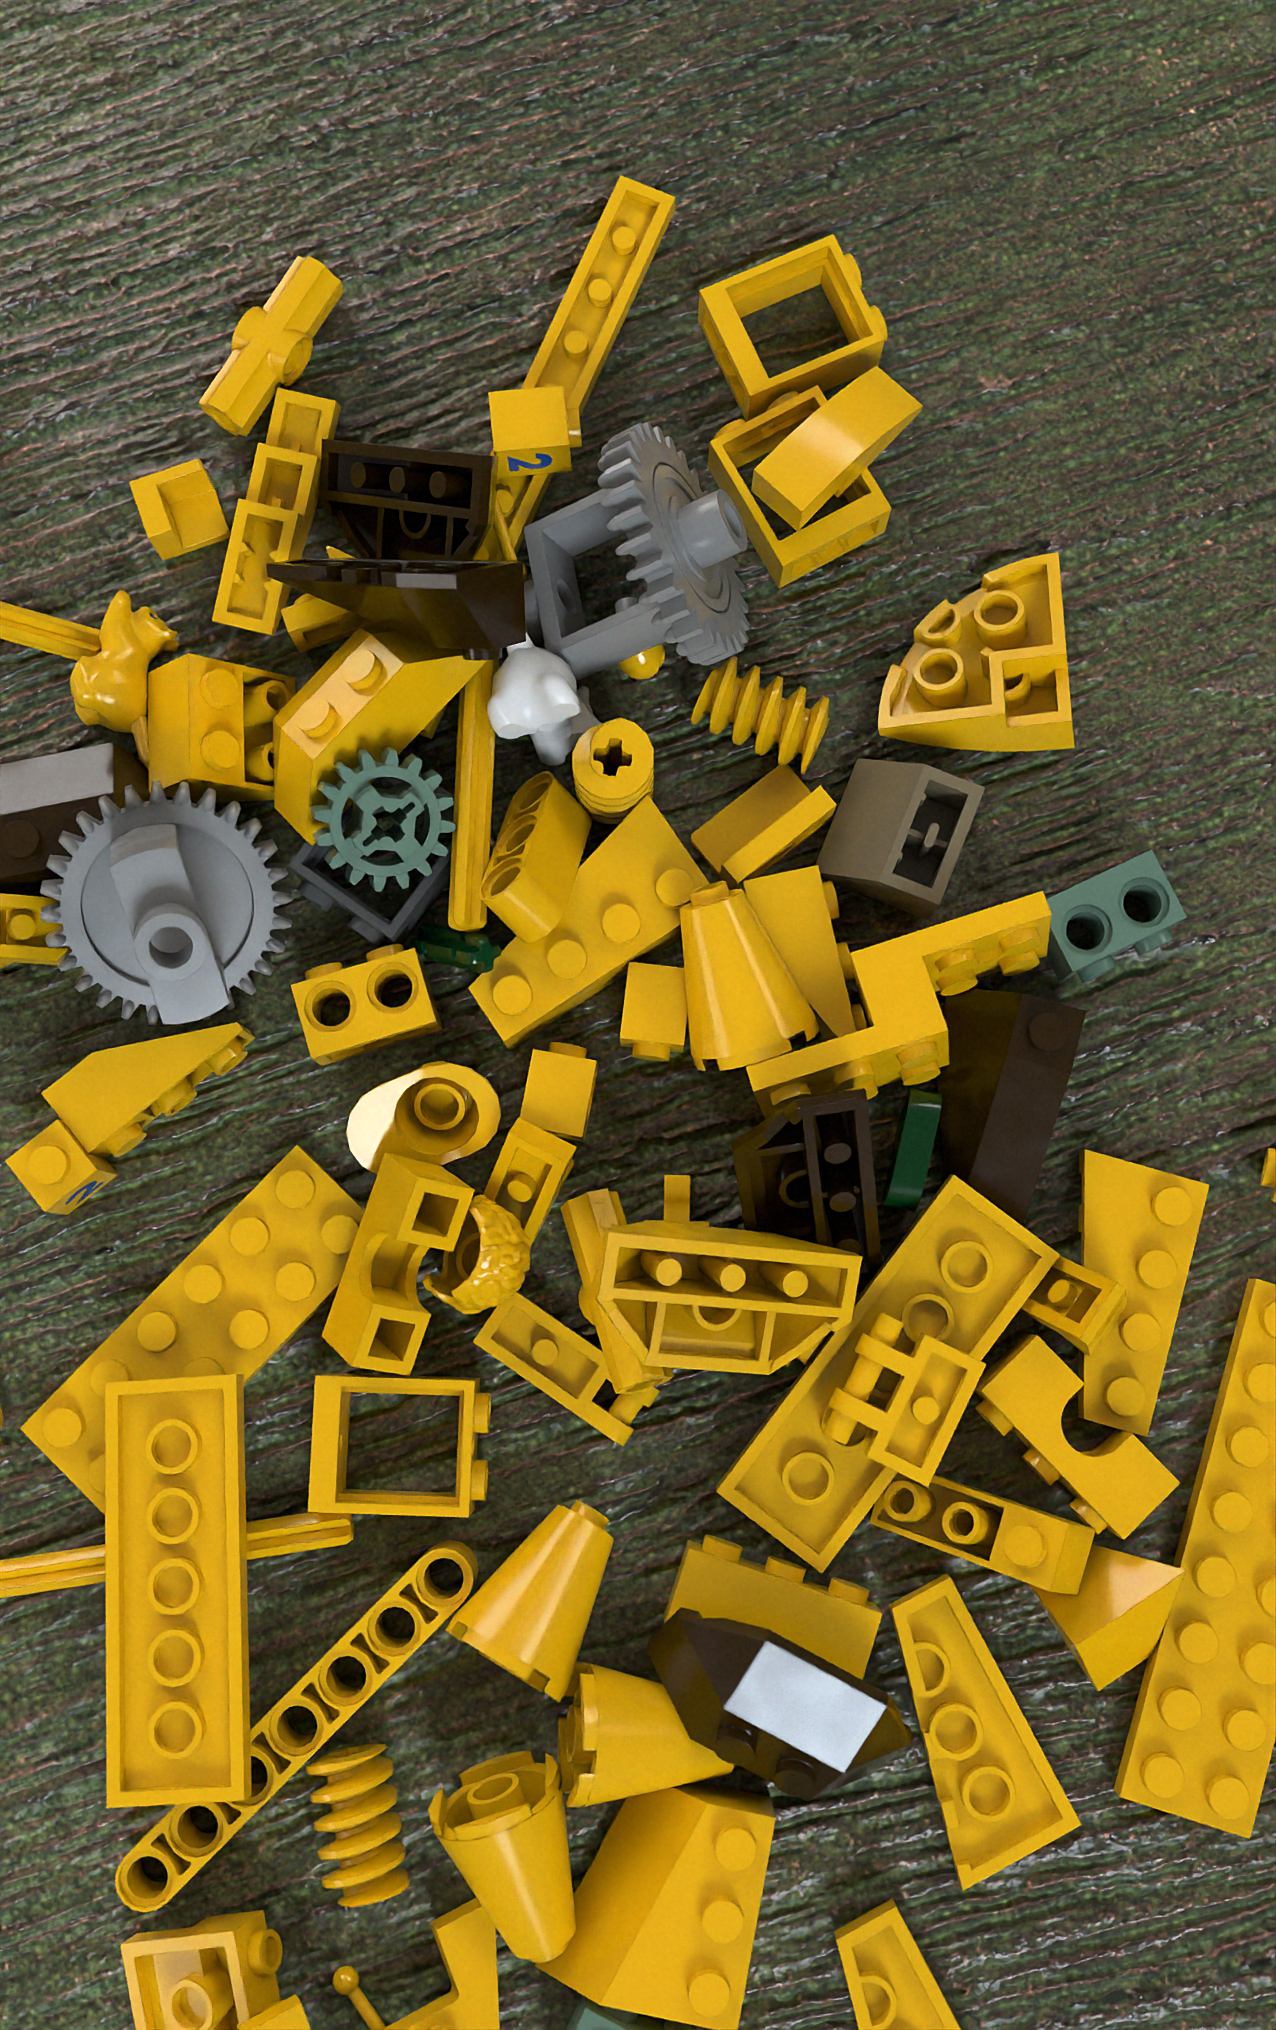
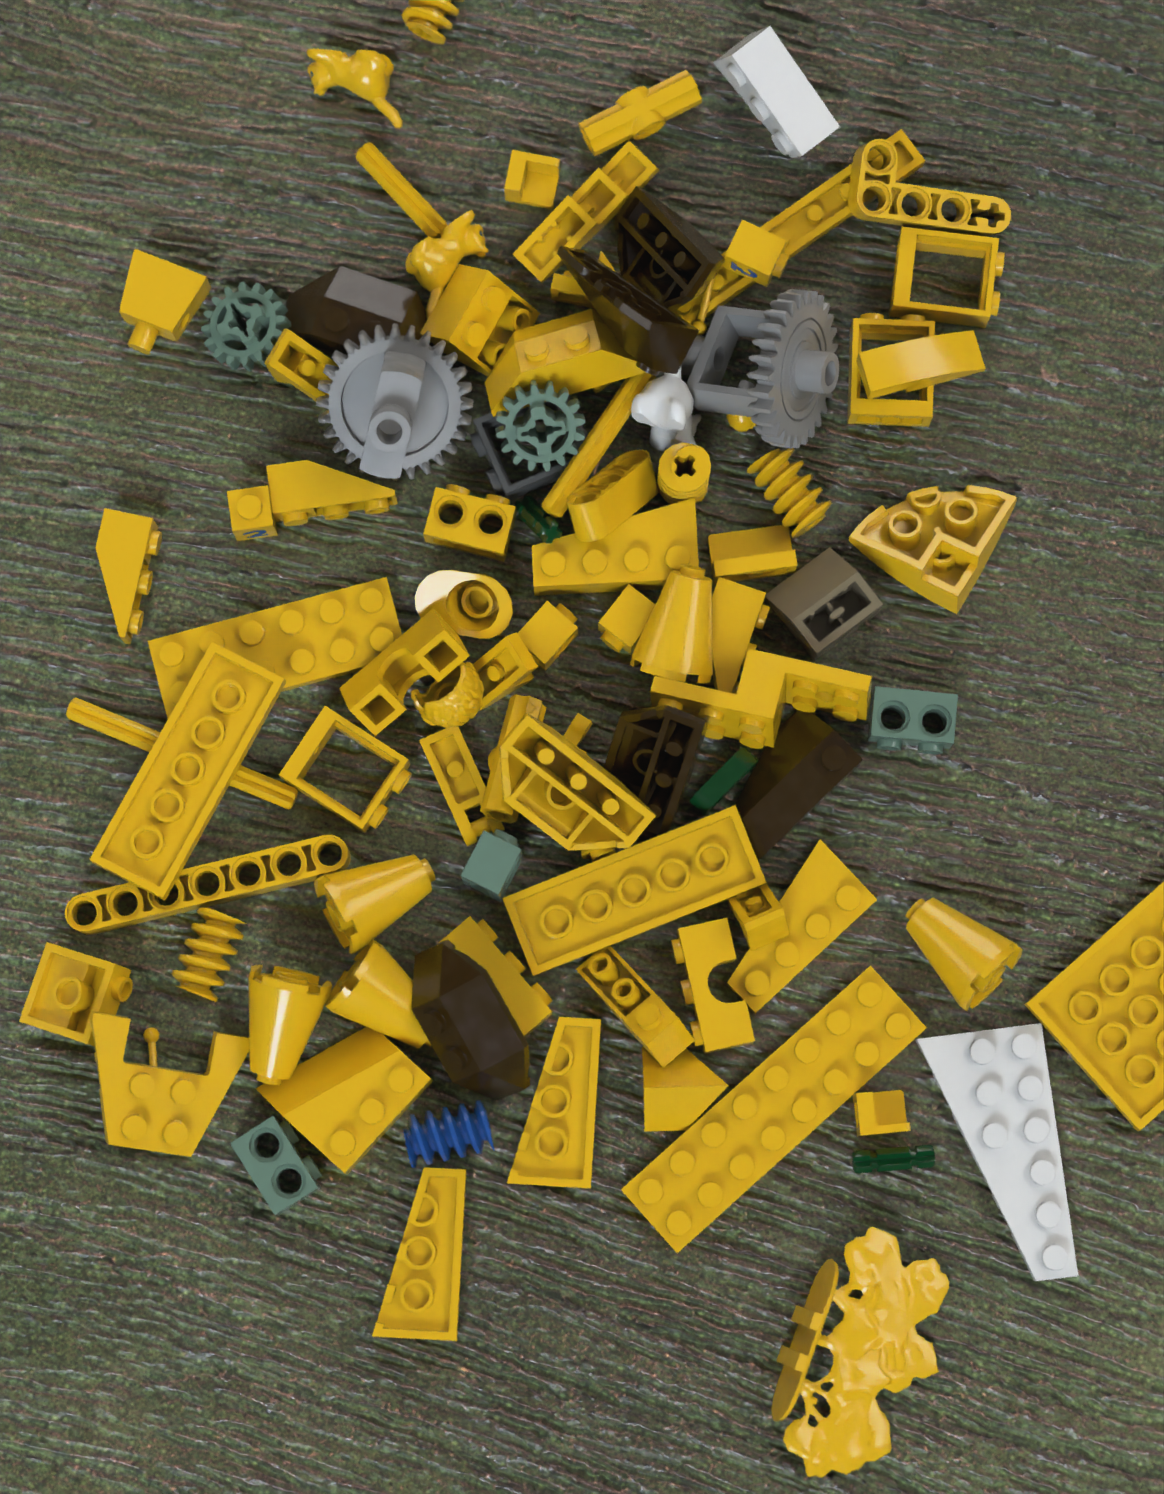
camera: 30 degrees right, 0 degrees up
(432, 214) = (777, 92): none -> white wedge
(679, 1458) = (493, 864): none -> sand green brick
(710, 238) = (928, 199): none -> yellow beam
(839, 1873) = (447, 1133): none -> blue piece
(922, 1408) = (638, 917): yellow plate -> none

